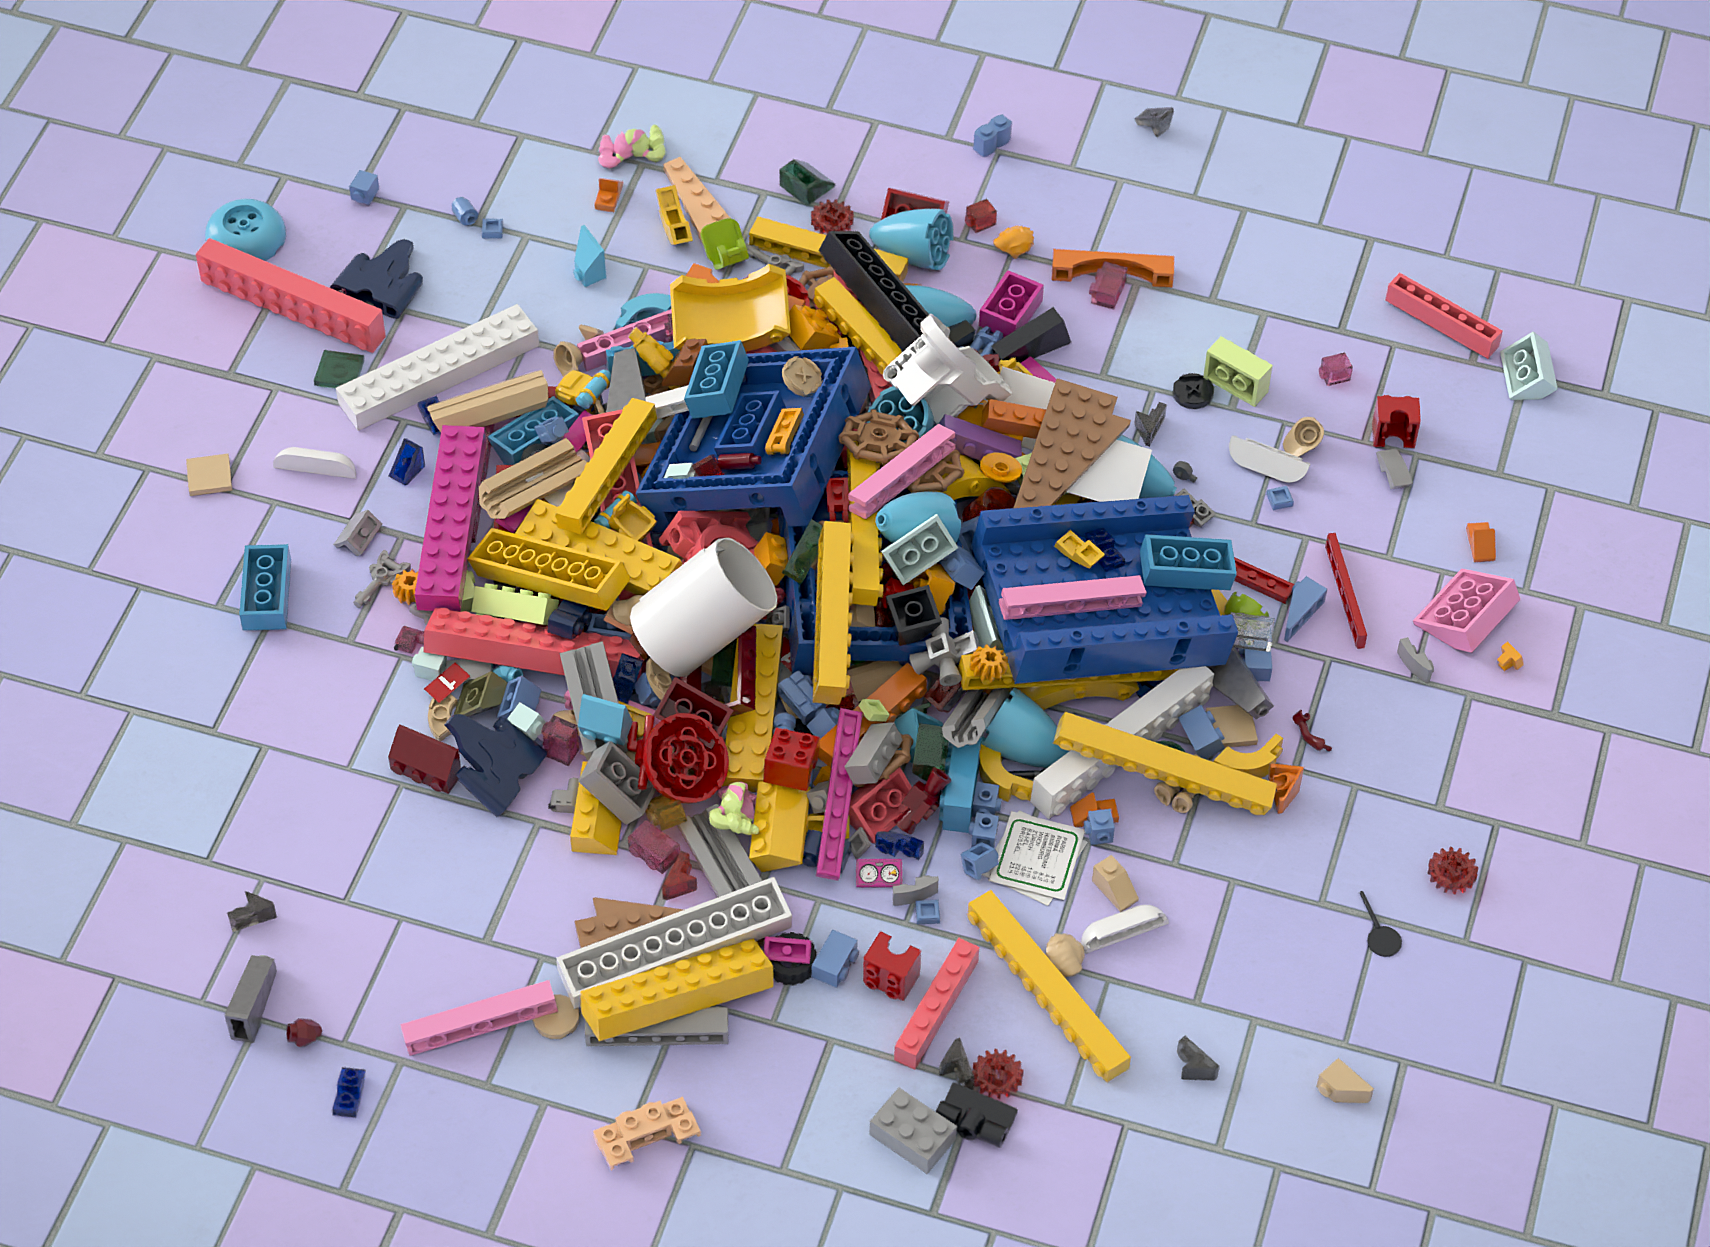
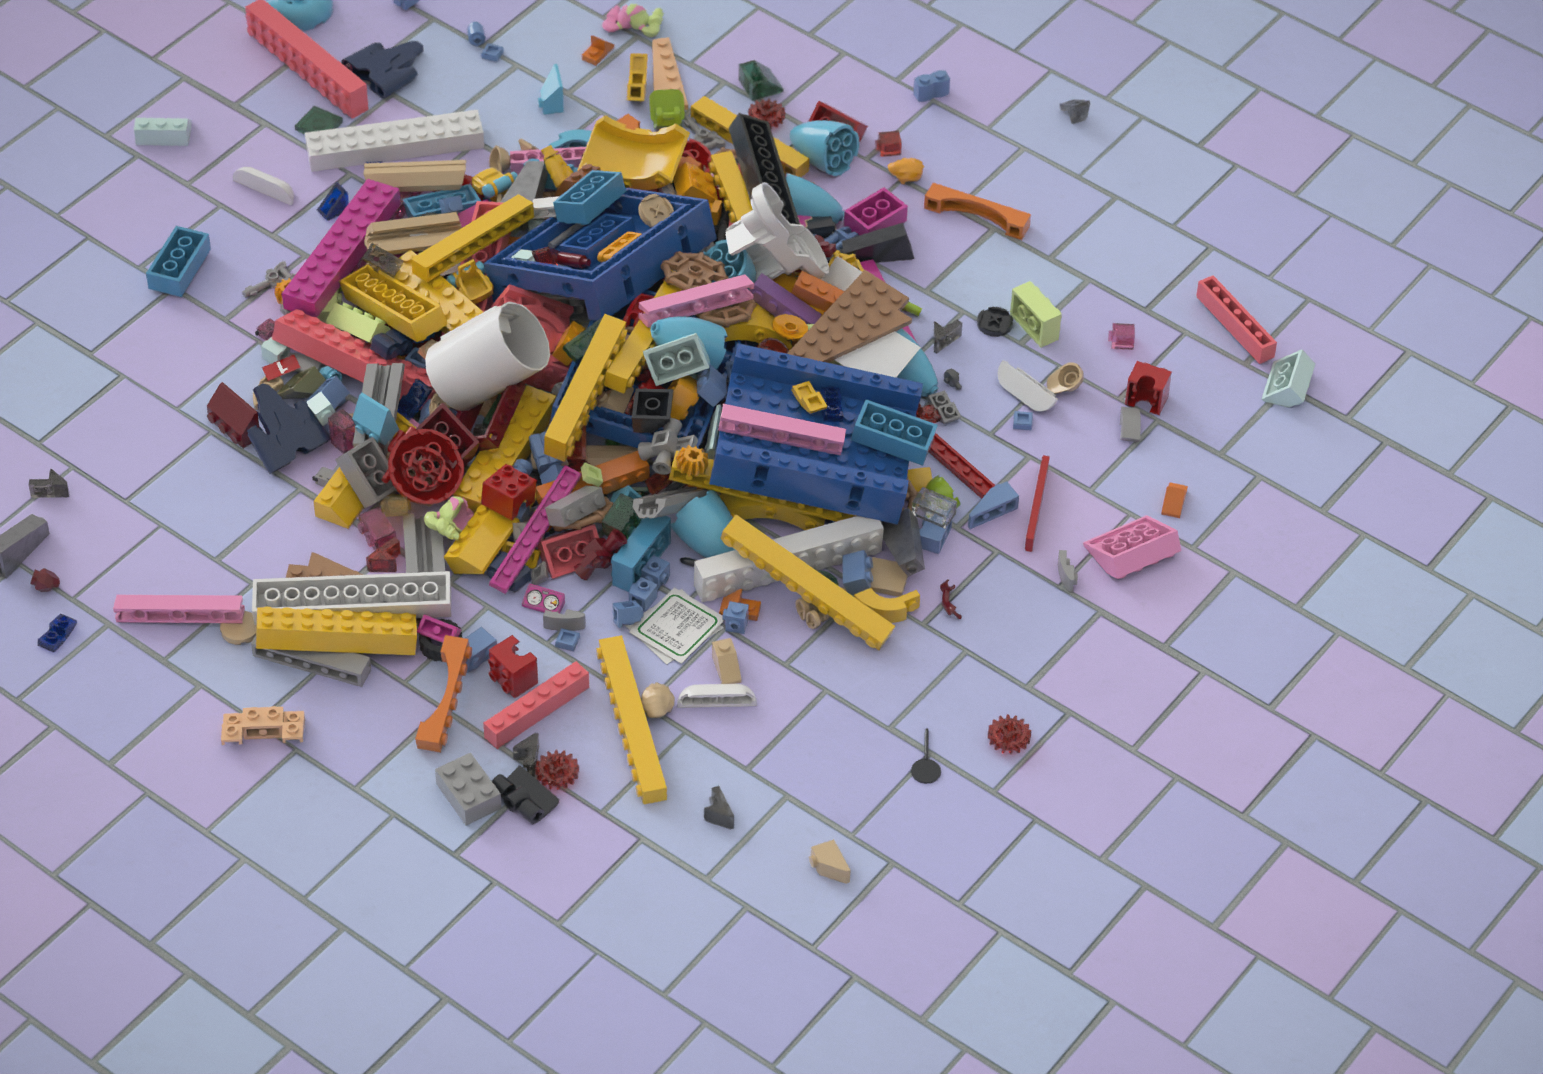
camera: 20 degrees right, 5 degrees down
(164, 431) = (162, 131): none -> light aqua slope
(209, 474) = (180, 171): tan tile -> none
(359, 532) = (272, 243): light grey panel -> none
(517, 522) = (382, 260): none -> clear smoke slope
(824, 974) = (432, 732): none -> orange arch
(894, 842) = (568, 582): clear blue slope -> none
(994, 773) = (673, 552): yellow arch -> none
(1108, 285) = (966, 223): clear pink brick -> none
(1288, 784) = (905, 631): orange slope -> none
(1510, 657) = (1146, 592): light orange tile -> none

